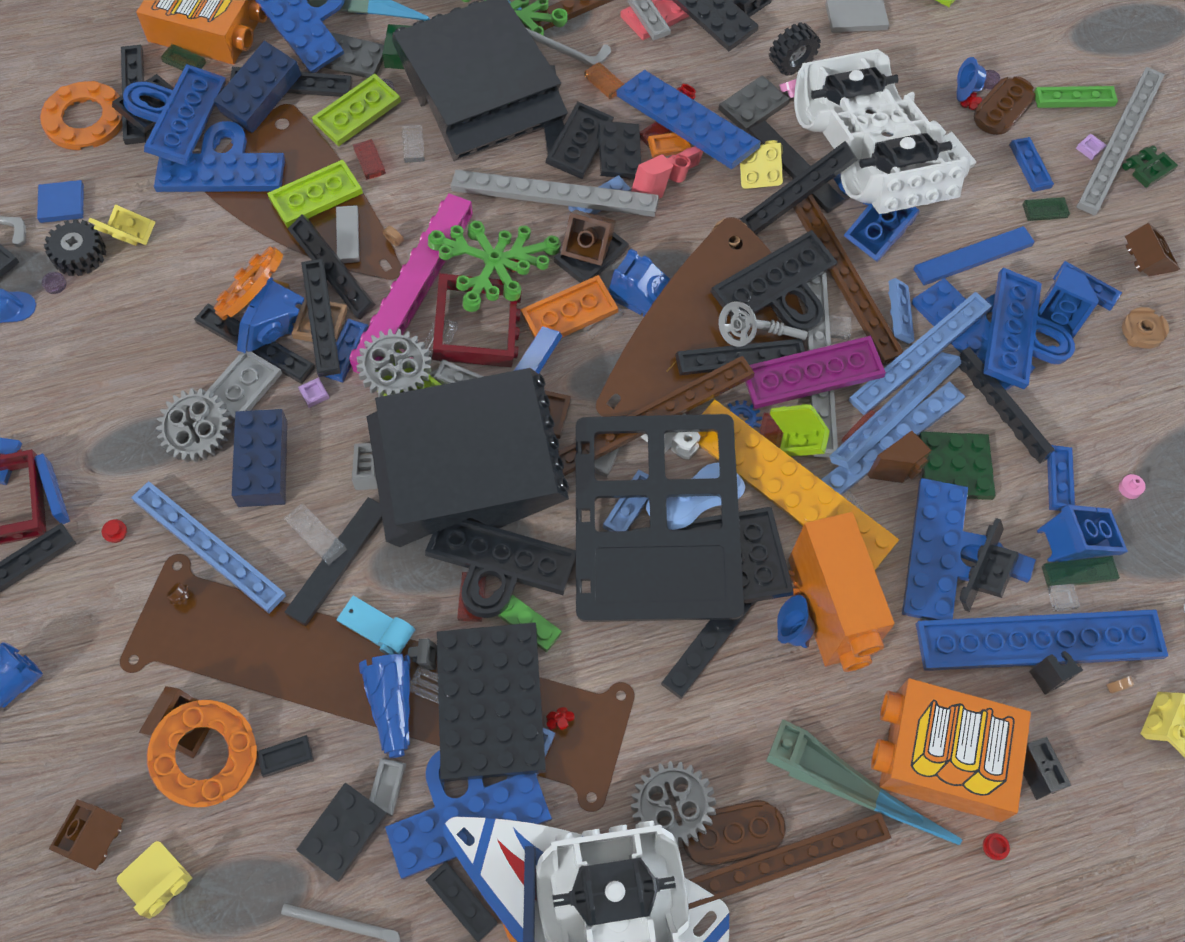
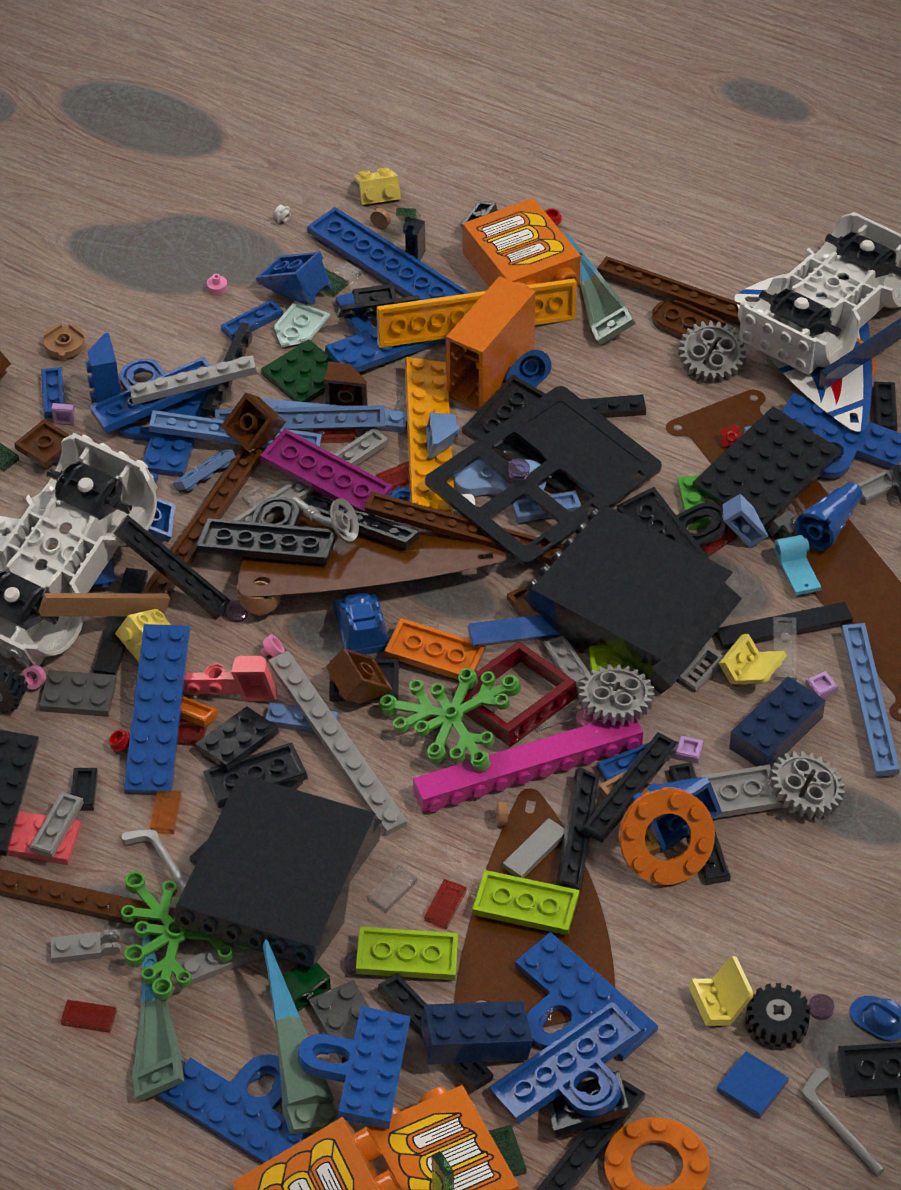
camera: 130 degrees left, 15 degrees down
(260, 531) = (822, 685): none -> lavender tile
(324, 491) = (747, 665): none -> light yellow bracket
(455, 616) = (744, 520): none -> medium blue slope
(669, 56) = (84, 786): none -> black tile
(673, 490) = (518, 469): none -> clear purple tile
(677, 224) = (272, 646): none -> bright pink tile
(776, 479) = (440, 432): none -> medium blue slope
(802, 430) = (386, 445): lime bracket -> none
(806, 128) = (101, 604): none -> medium nougat tile
(907, 615) = (438, 316): none -> light orange plate
(913, 360) = (253, 422): none -> reddish brown slope
(998, 349) = (193, 379): none -> light grey plate
(1022, 229) = (42, 443): none -> reddish brown plate
(1022, 506) = (299, 324): none -> light aqua tile
(1050, 268) = (63, 413): none -> lavender tile
(1095, 694) = (402, 213): none -> clear green tile

